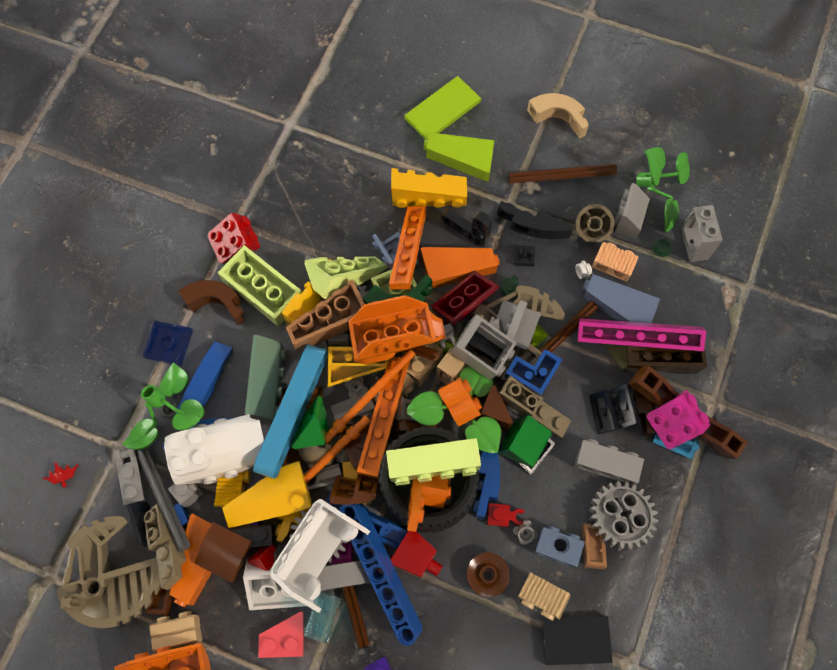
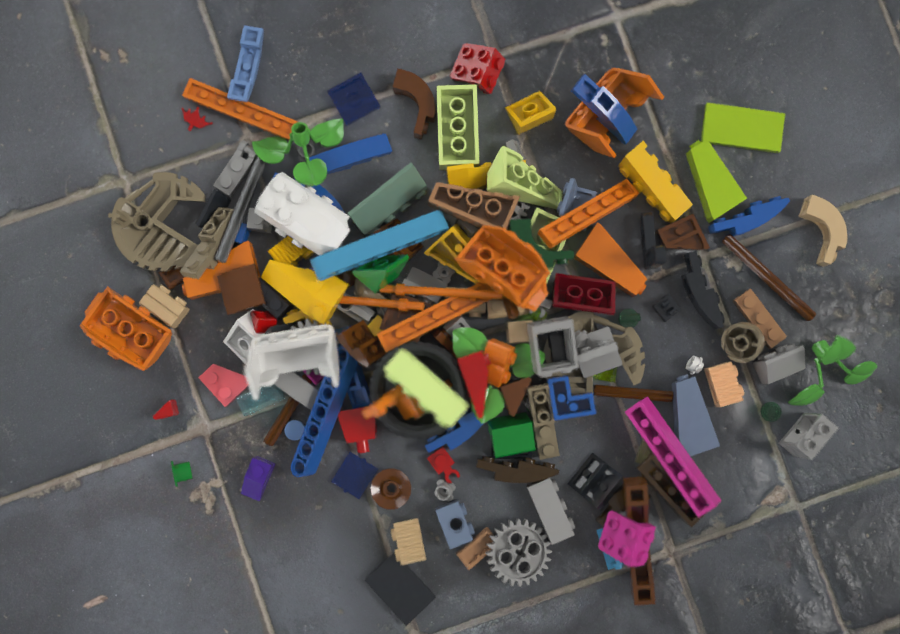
camera: 45 degrees right, 15 degrees up
(63, 397) = (247, 65): none -> medium blue slope
(88, 433) = (243, 111): none -> orange plate
(300, 229) = (530, 112): none -> yellow slope
(342, 174) = (629, 89): none -> orange windscreen
(345, 174) = (606, 107): none -> blue slope
(373, 613) = (294, 429): none -> medium blue tile
(452, 596) = (354, 475): none -> clear blue piece
(455, 419) = (476, 374): none -> red slope
(482, 199) = (683, 235): none -> reddish brown wing
(510, 151) = (752, 218): none -> blue slope
(561, 456) = (525, 472): none -> dark brown slope
(577, 201) = (758, 315): none -> medium nougat plate

